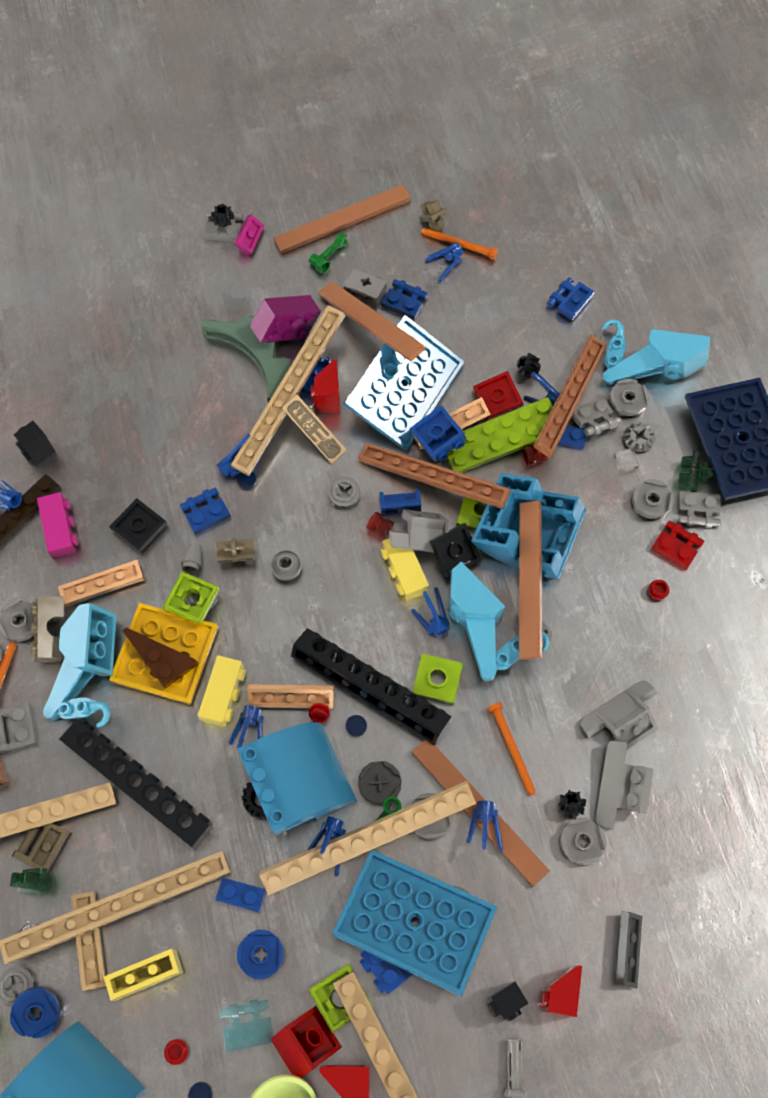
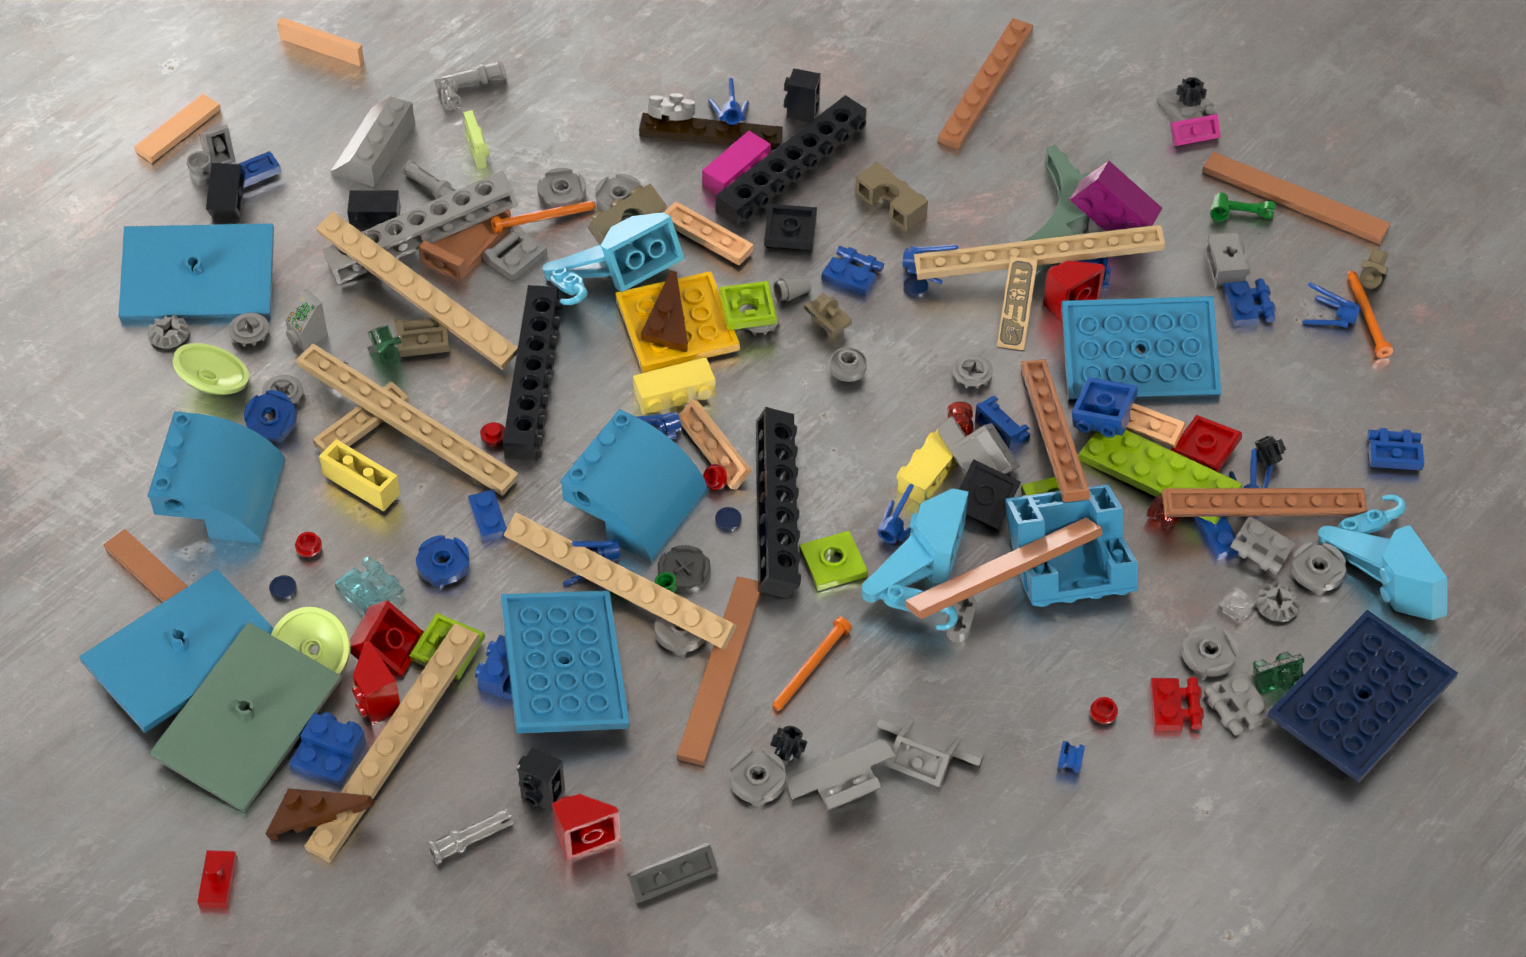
camera: 55 degrees right, 15 degrees down
(87, 551) = (790, 161): none -> black brick
(110, 326) = (985, 84): none -> nougat plate
(147, 444) = (880, 184): none -> dark tan arch
(170, 846) = (492, 434): none -> red plate
(372, 321) = (1181, 275): nougat tile -> none
(485, 811) = (718, 667): blue plant -> none
(684, 632) = (1071, 756): none -> blue wheel

